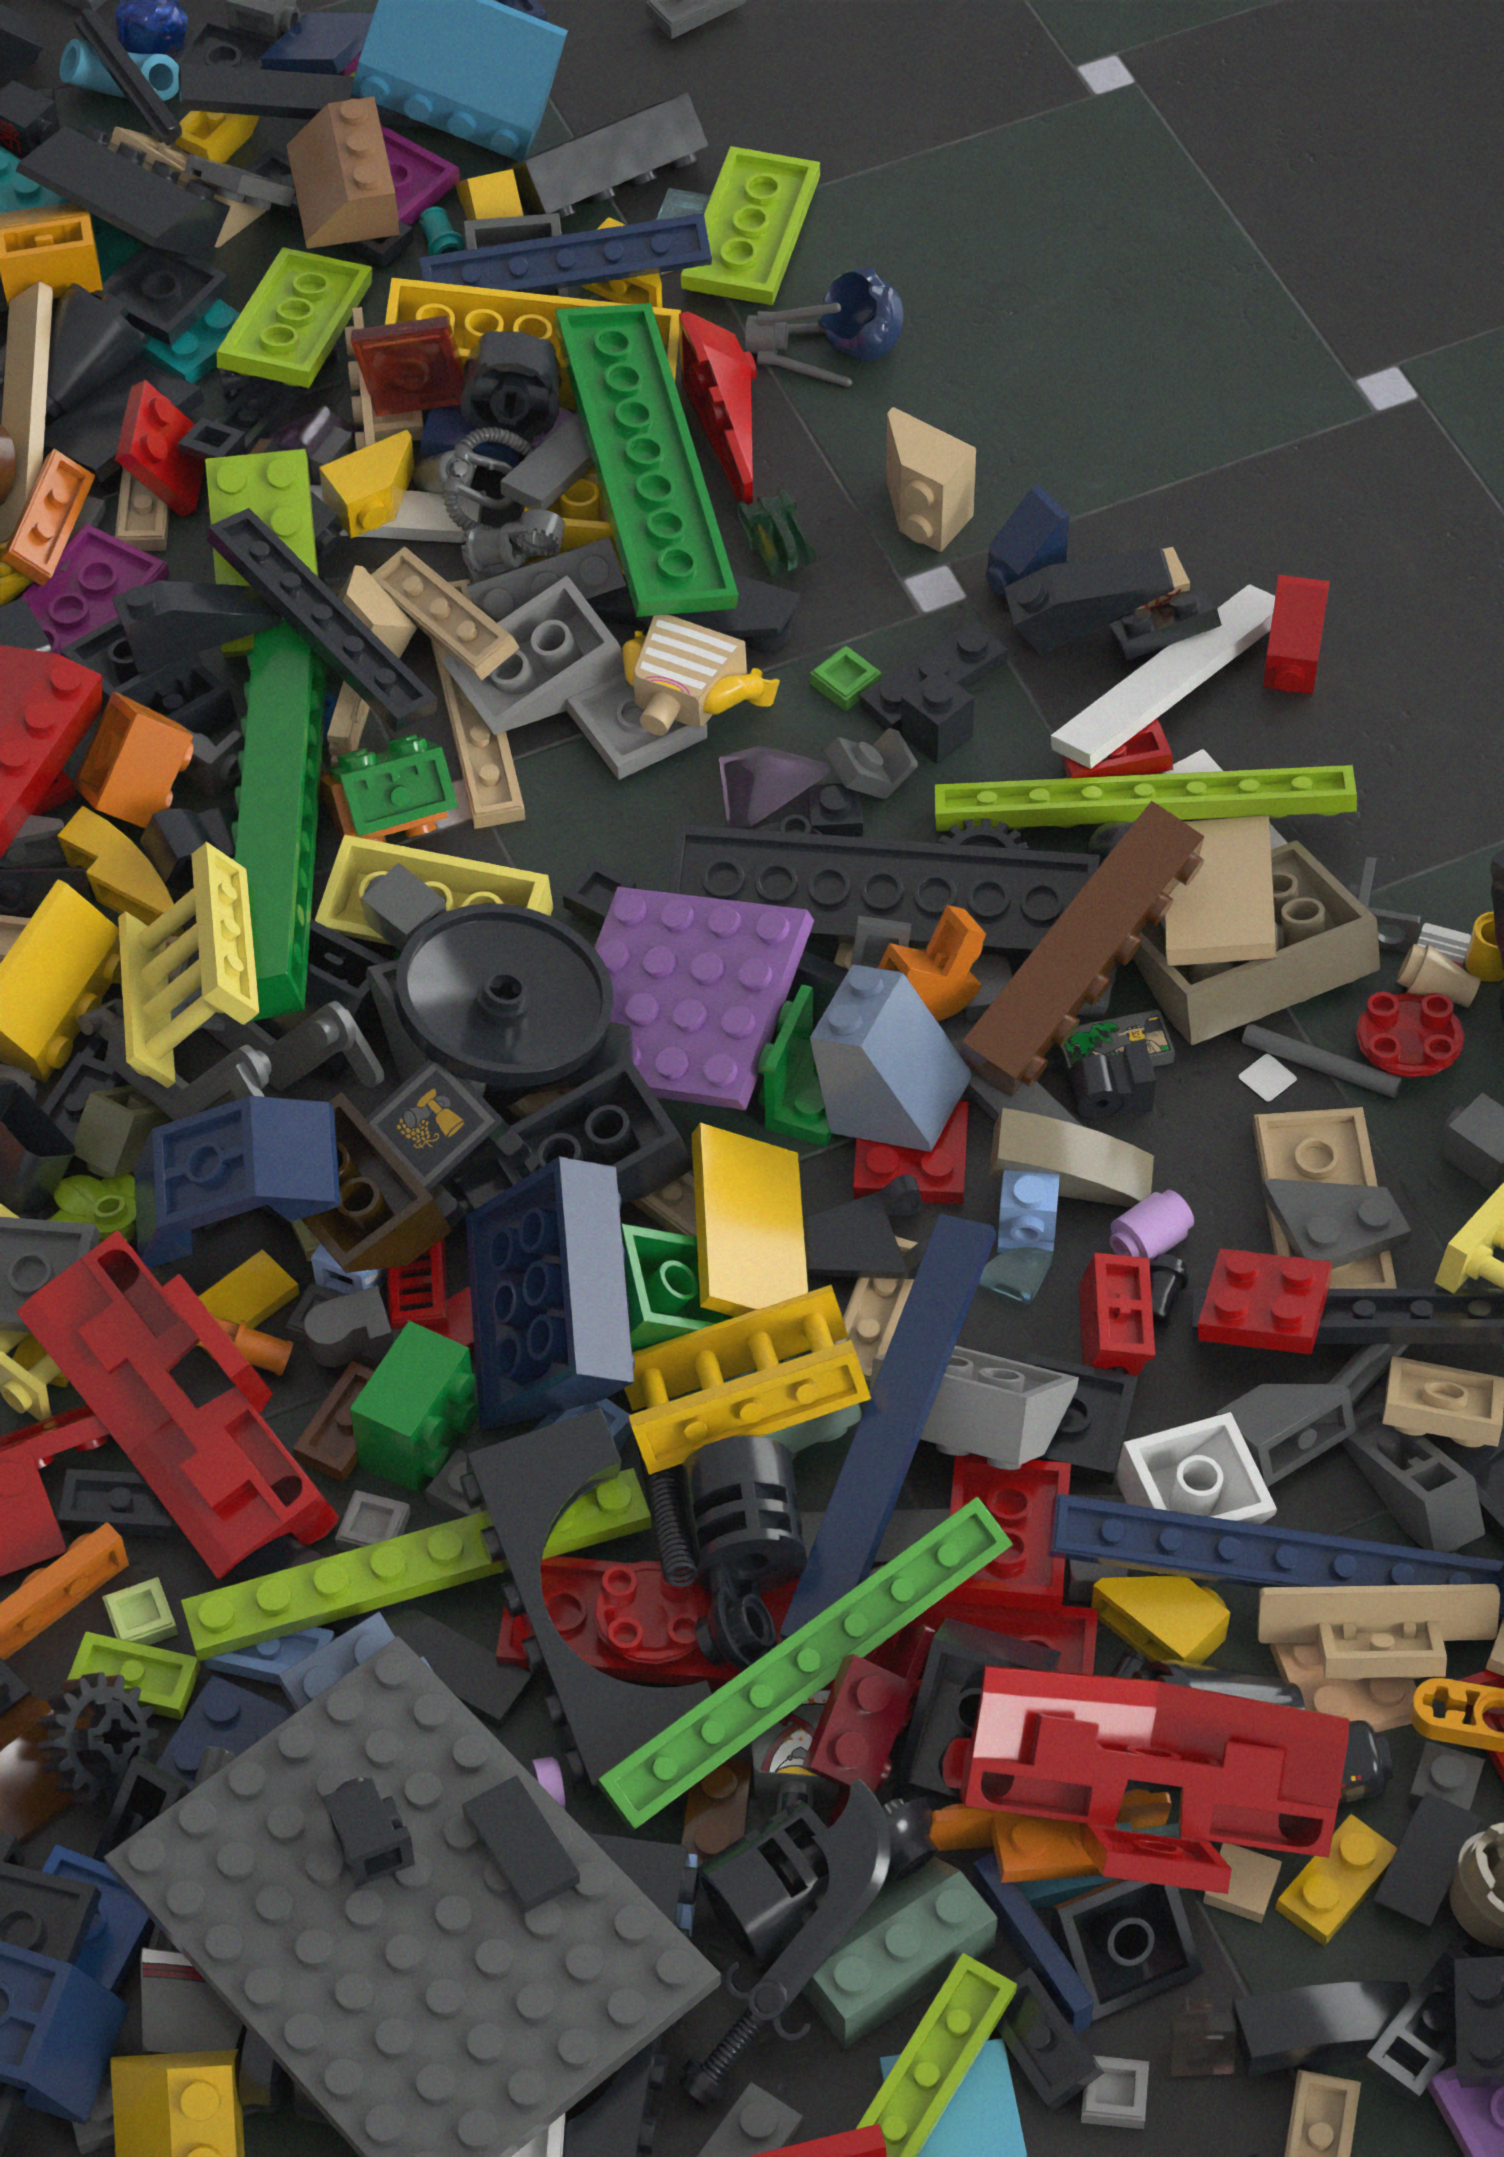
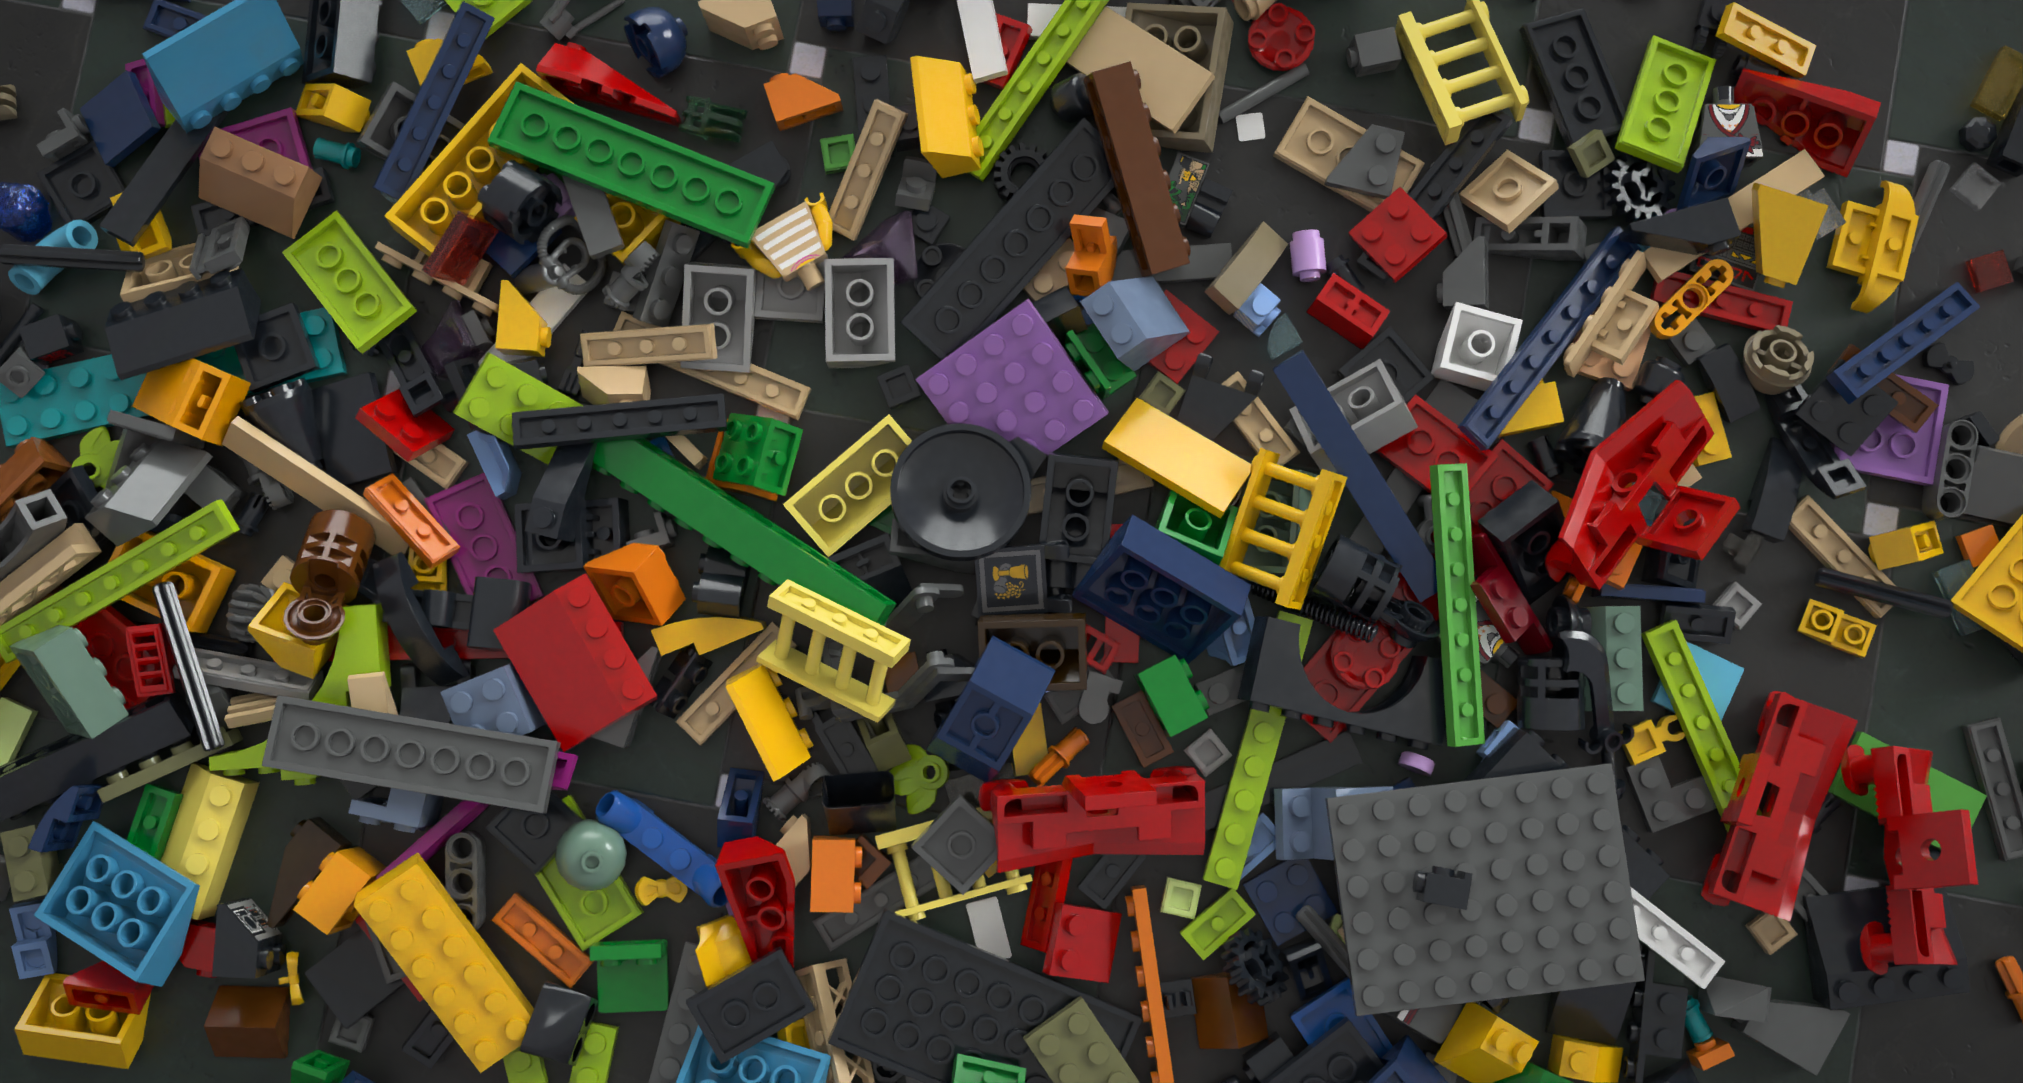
camera: 60 degrees left, 30 degrees up
(184, 555) = (496, 463): none -> medium blue slope
(400, 905) = (864, 508): dark grey brick -> none
(521, 1843) = (1492, 816): black tile -> none
(651, 782) = (859, 312): none -> light grey slope
(813, 2081) = (1649, 739): none -> yellow plate
(825, 1181) = (1162, 393): none -> olive tile
(828, 425) = (658, 38): none -> dark blue cylinder
(843, 694) = (866, 168): none -> tan tile
(870, 596) = (799, 100): none -> orange slope
(873, 939) = (1052, 271): dark grey plate -> none
(975, 725) = (946, 115): none -> yellow slope

